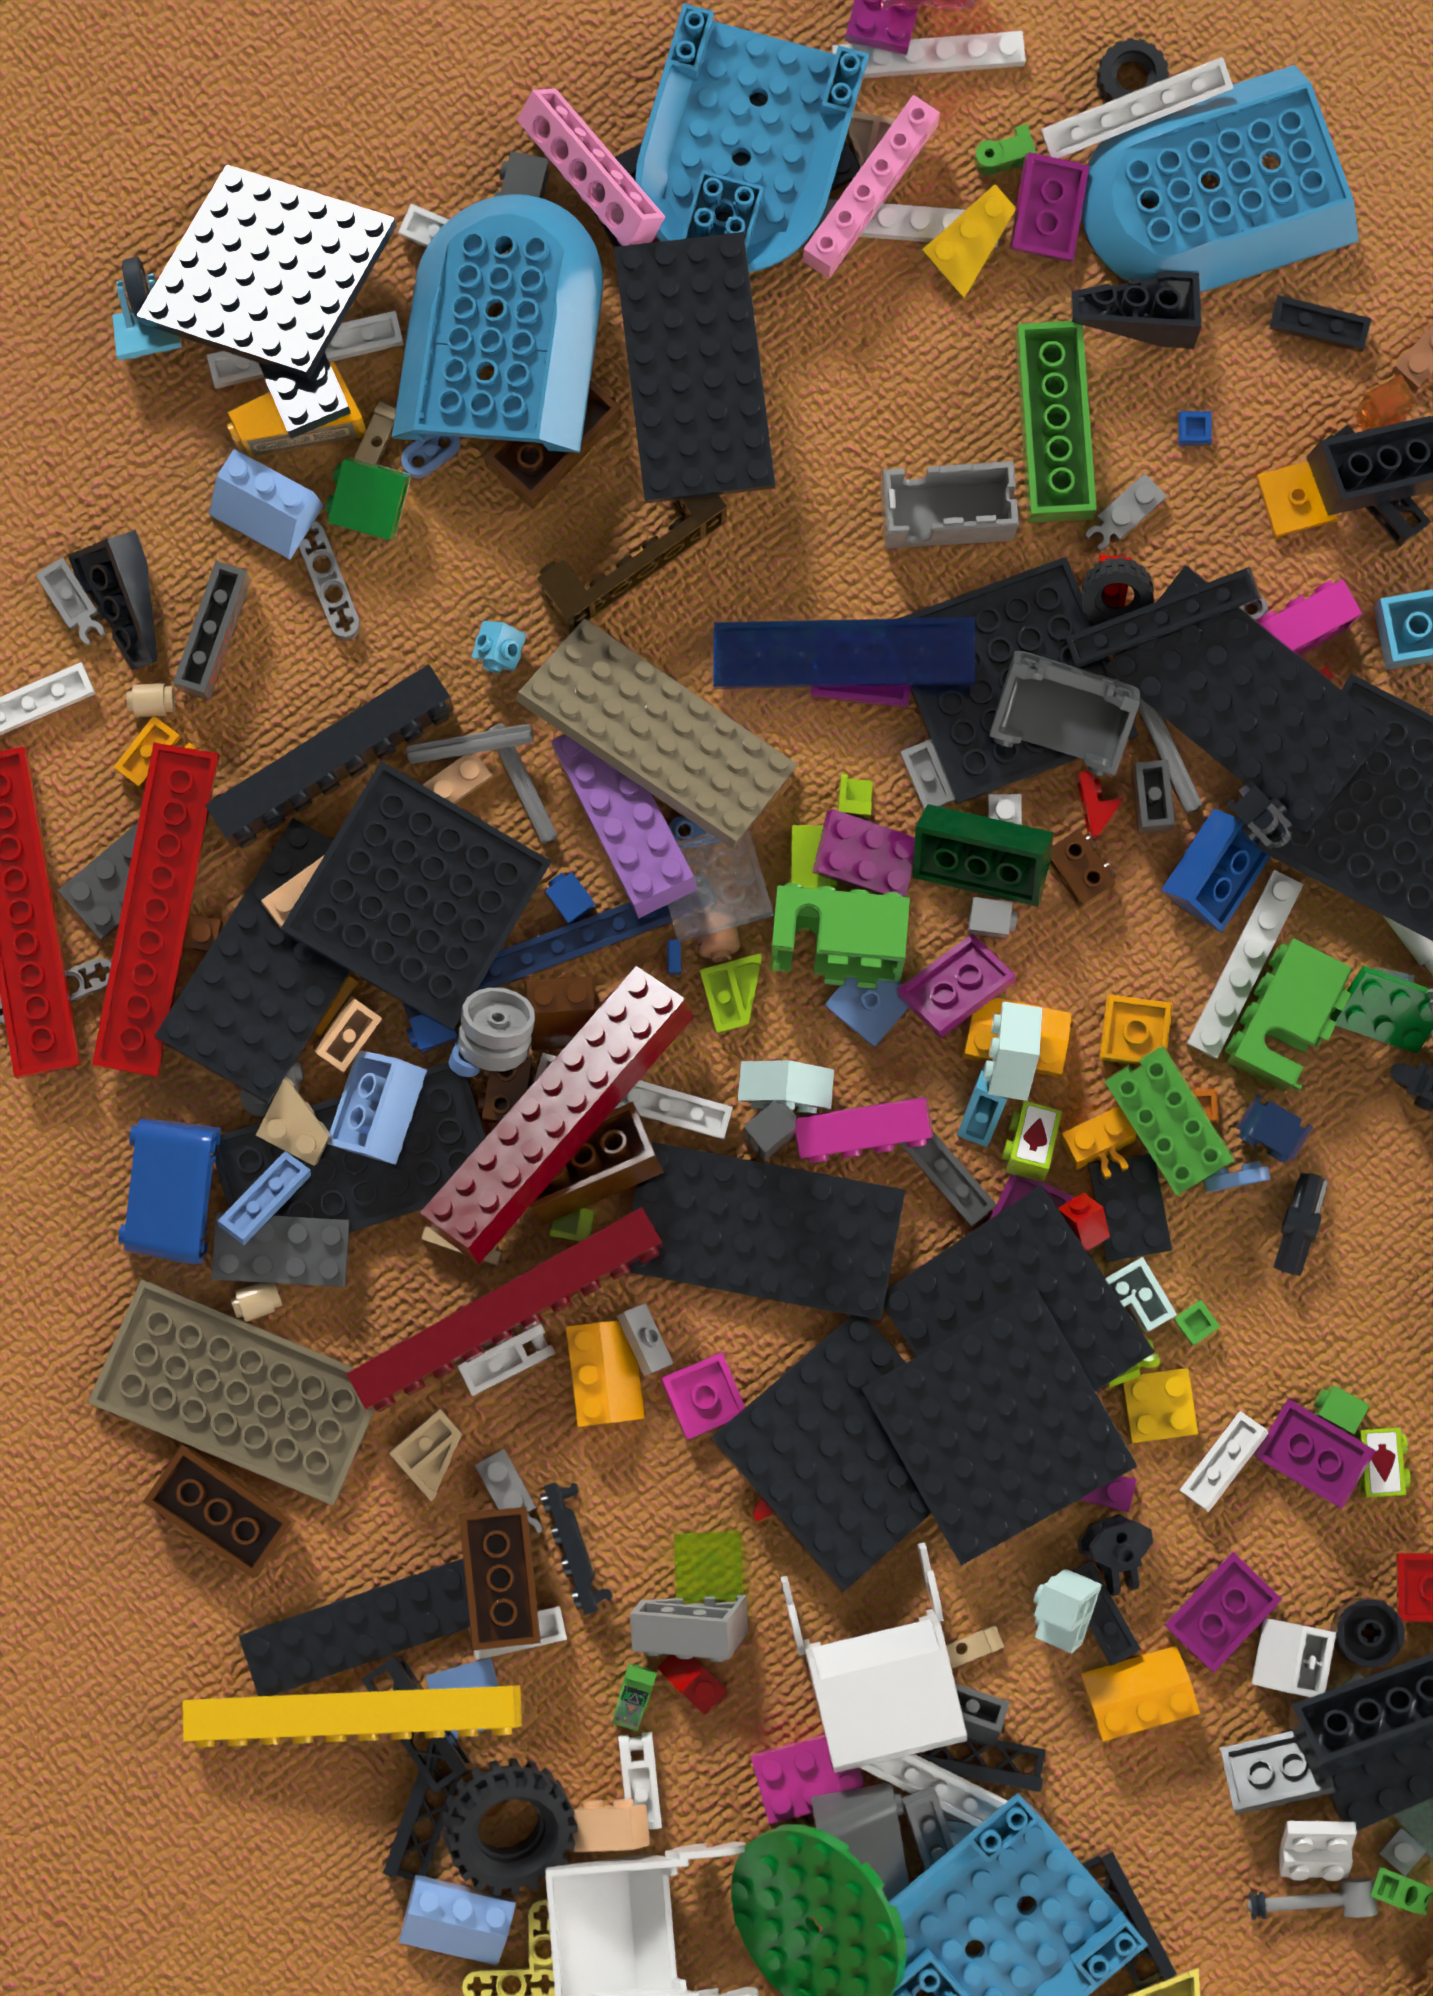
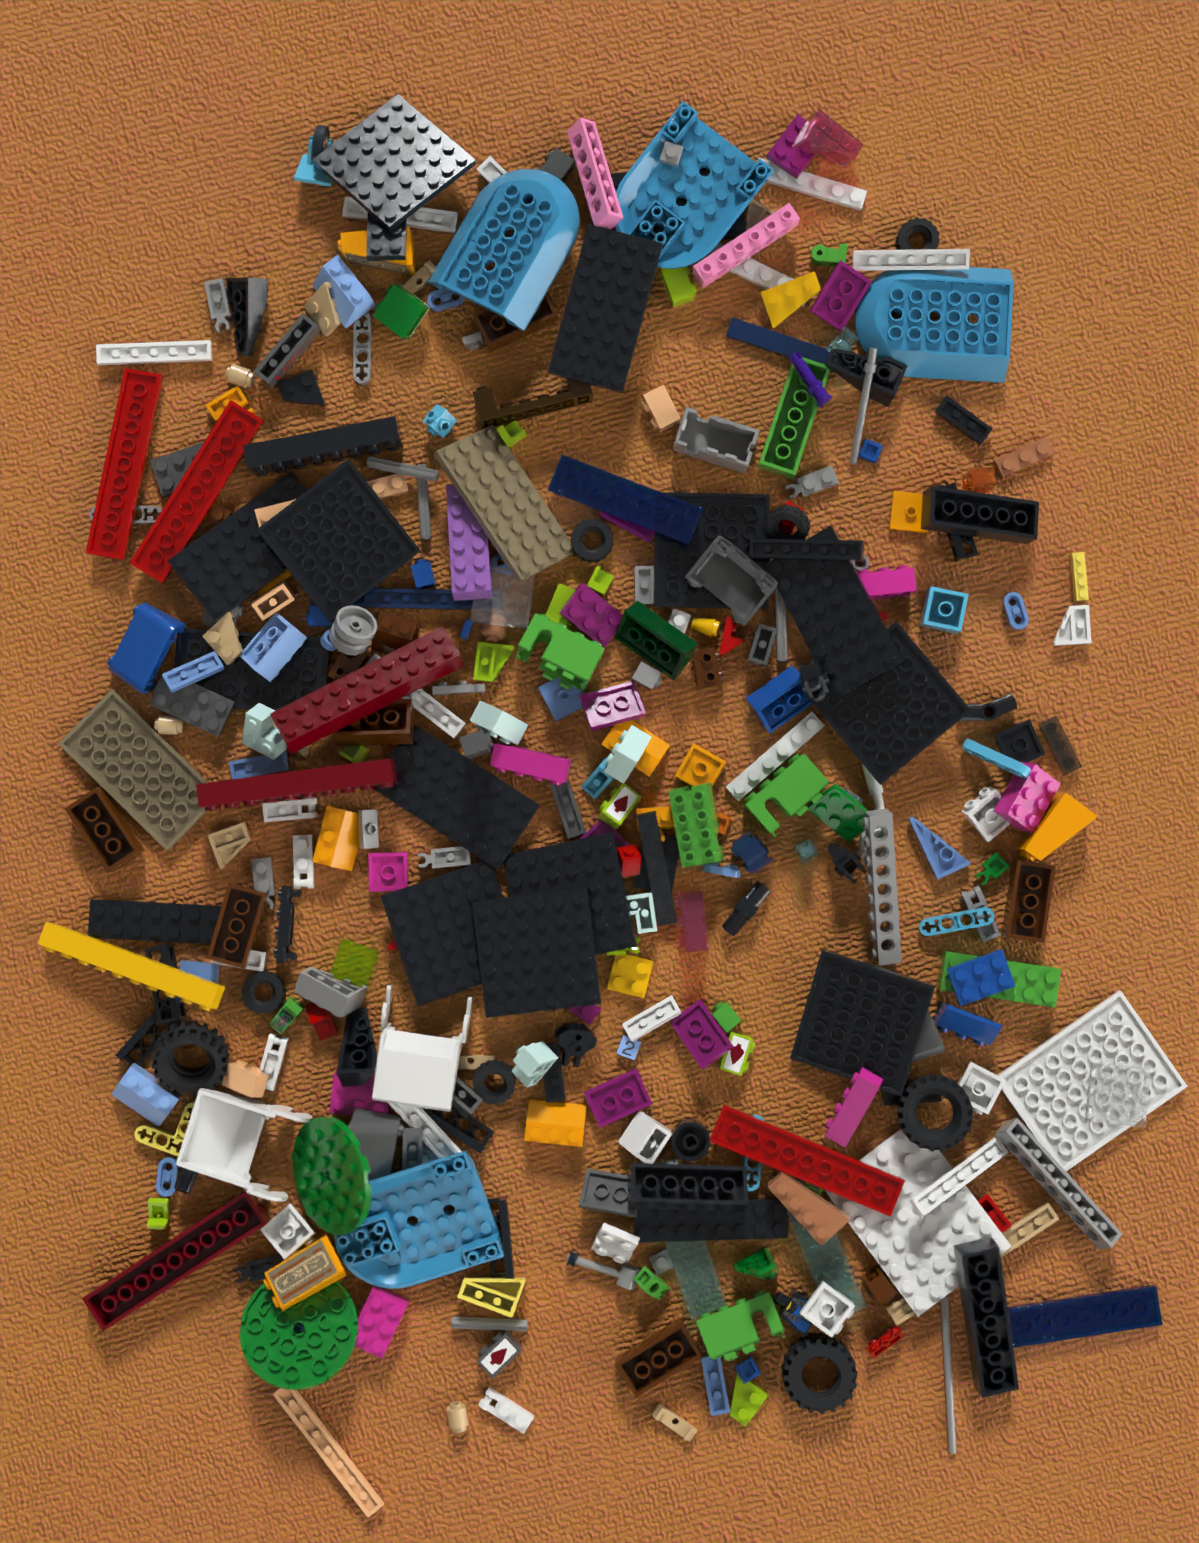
camera: 25 degrees right, 5 degrees up
(243, 544) = (323, 310): none -> tan wing
(256, 682) = (301, 389): none -> black wing
(412, 1254) = (261, 733): none -> light aqua brick
(428, 1307) = (258, 766): none -> medium blue plate
(500, 501) = (473, 341): none -> light grey plate
(555, 1673) = (263, 977): none -> black tyre
(560, 1433) = (302, 861): none -> white plate
(620, 621) = (511, 433): none -> lime panel
(698, 91) = (671, 154): none -> light grey plate
(701, 1054) = (460, 688): none -> light grey plate
(777, 1703) = (358, 1050): none -> black wedge
(788, 289) = (678, 285): none -> lime brick
(789, 1335) = (446, 858): none -> light grey plate
(821, 714) = (588, 526): none -> black tyre
(840, 491) = (661, 409): none -> light nougat brick
(976, 317) = (774, 341): none -> dark blue tile
(1014, 1641) = (494, 1067): none -> black tyre
(1052, 802) = (706, 626): none -> yellow cone
(1069, 360) = (814, 386): none -> dark purple pin
(1084, 273) = (844, 341): none -> clear light blue bracket
(1134, 1214) = (656, 868): none -> black tile
(1145, 299) = (869, 368): none -> light grey bar
(1196, 1322) = (667, 938): bright green plate -> none
(1205, 1525) = (628, 1048): none -> light blue tile
(1224, 1279) = (692, 921): none -> clear pink wedge
(1357, 1093) = (805, 851): none -> clear light blue leg

